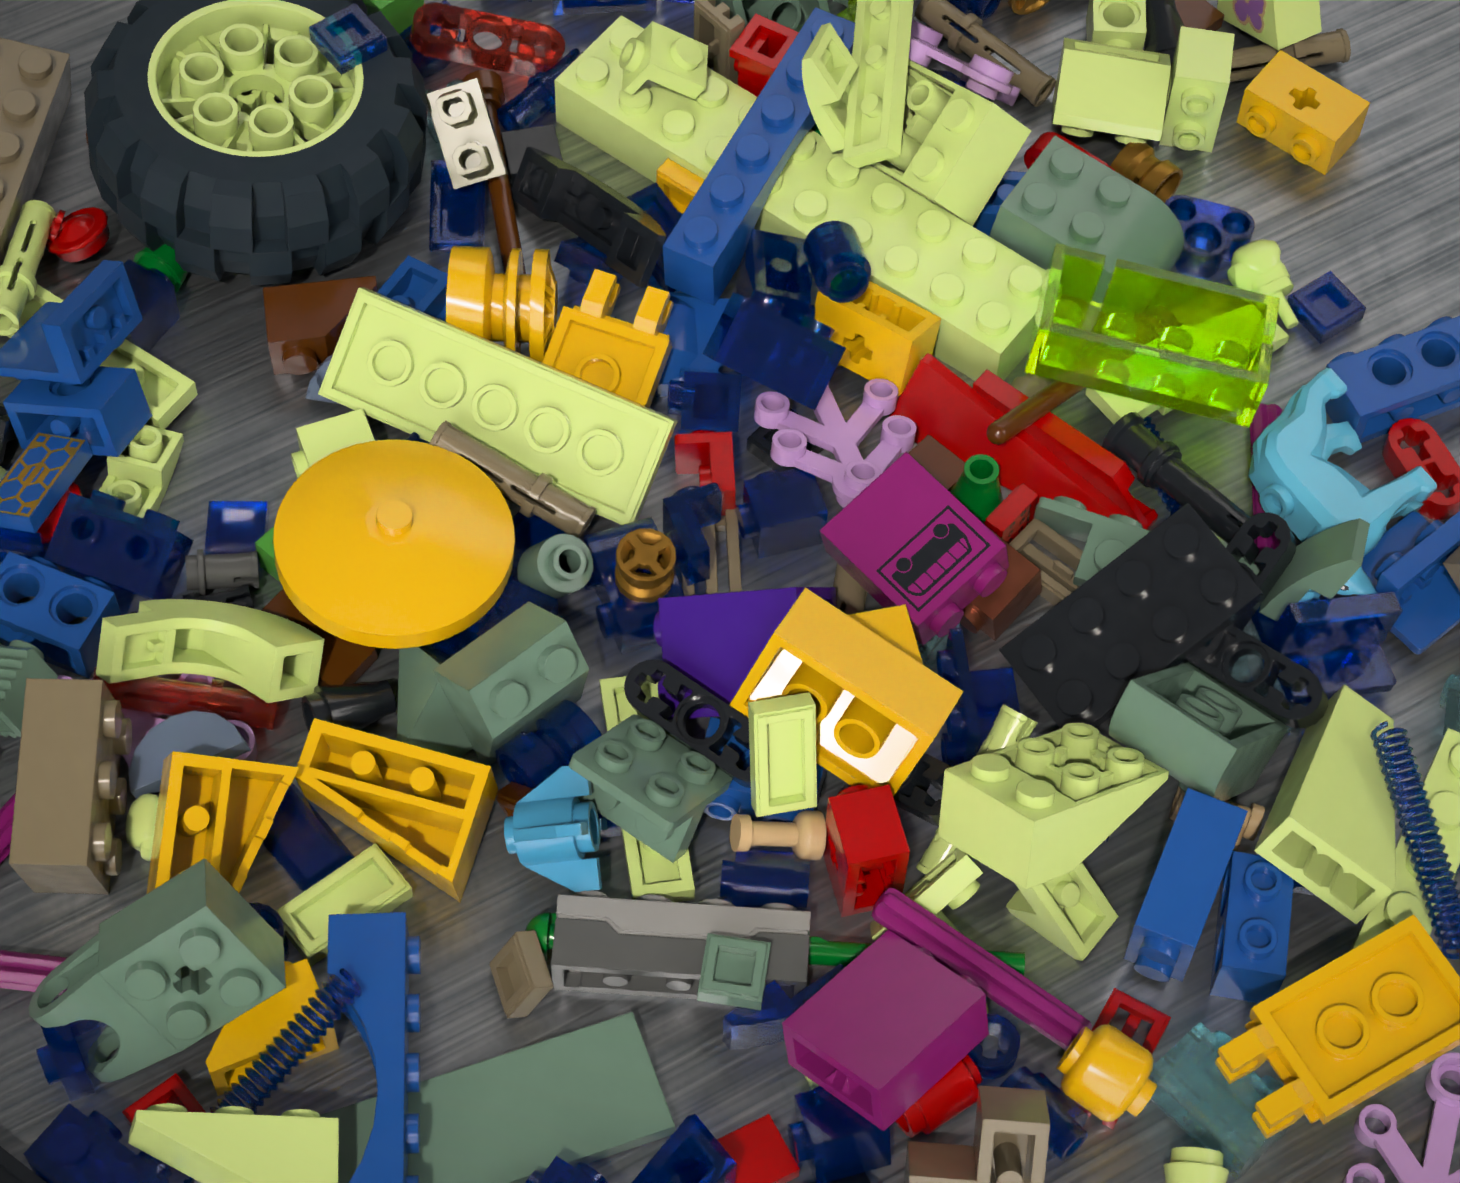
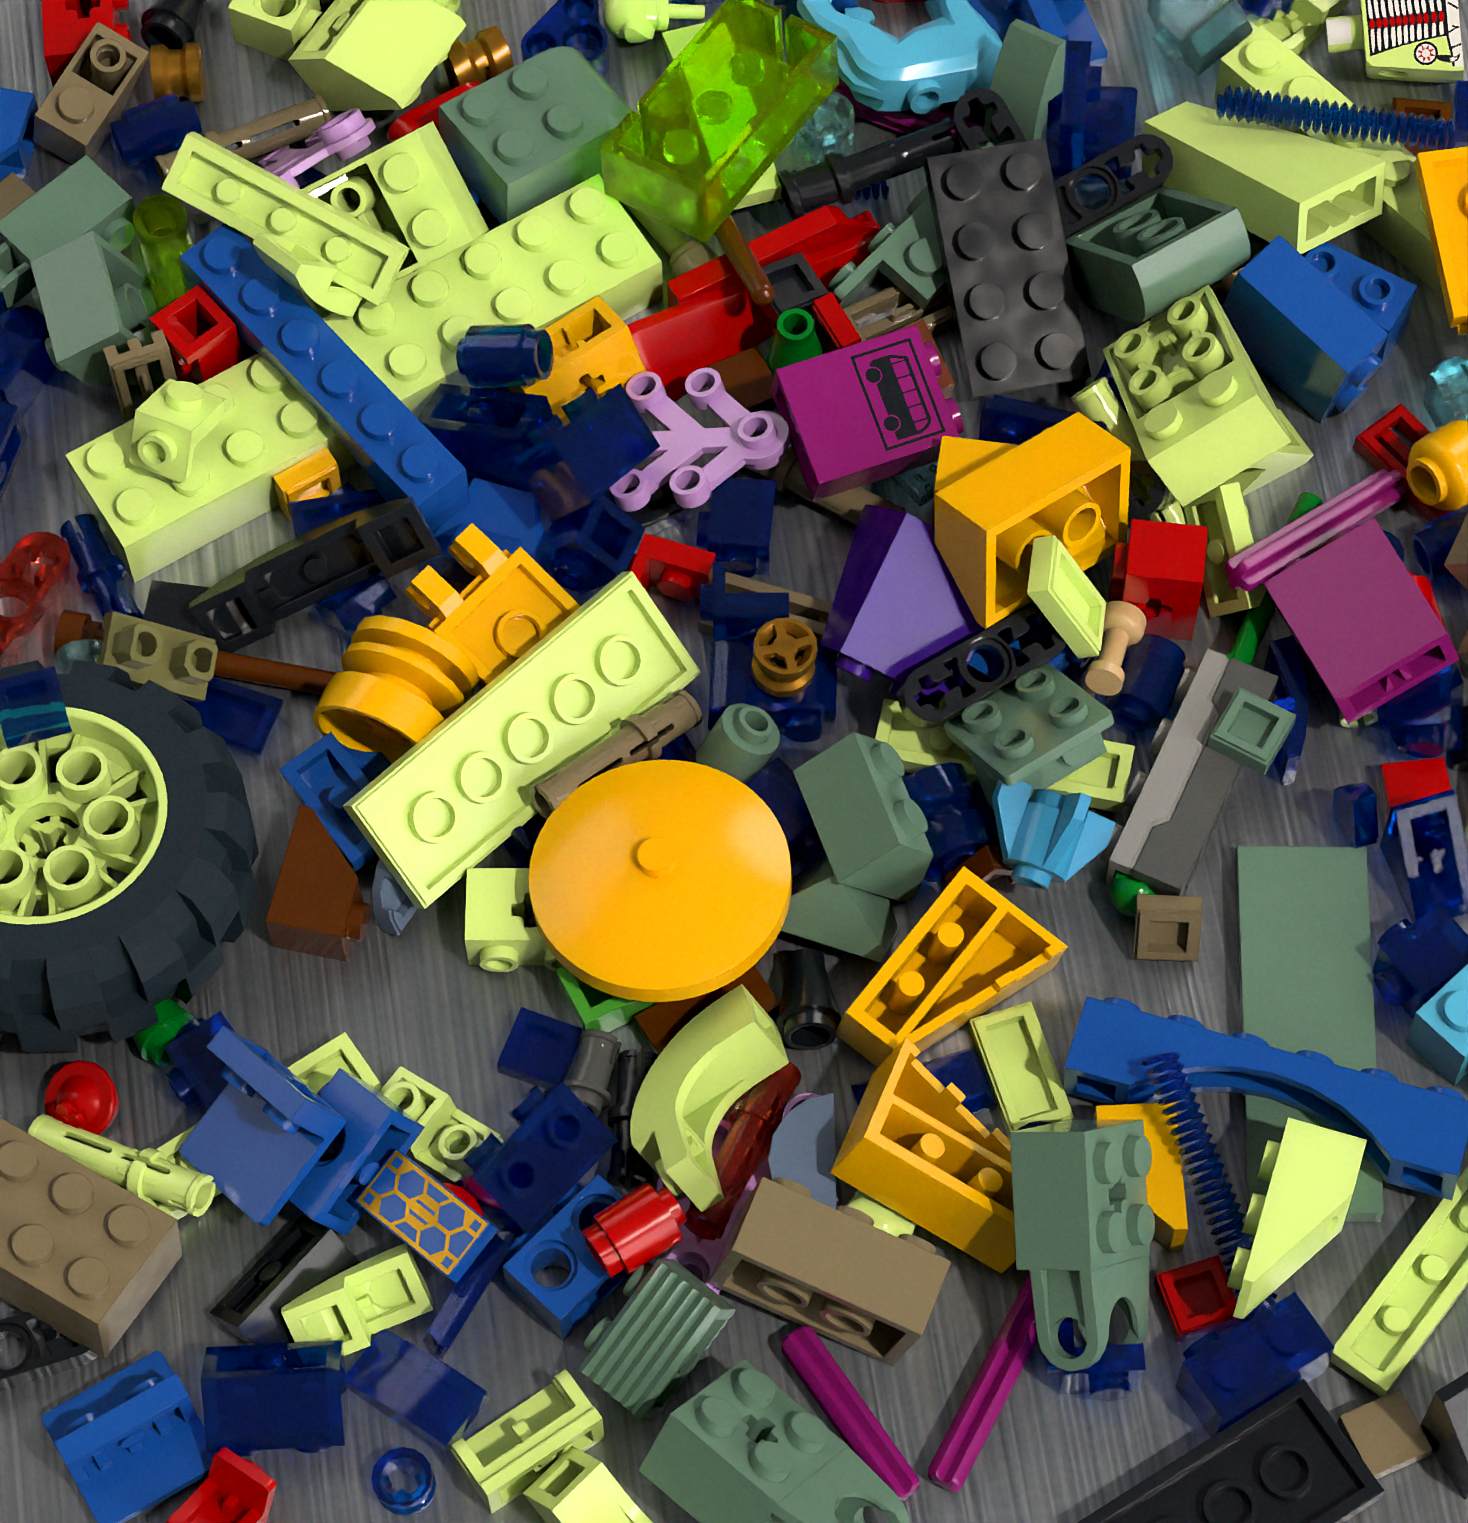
camera: 65 degrees left, 5 degrees up
(56, 624) = (634, 1230): none -> red brick
(704, 1096) = (1357, 813): none -> clear blue tile
(1031, 462) = (794, 286): none -> black tile
(1232, 445) = (834, 113): none -> clear light blue wheel

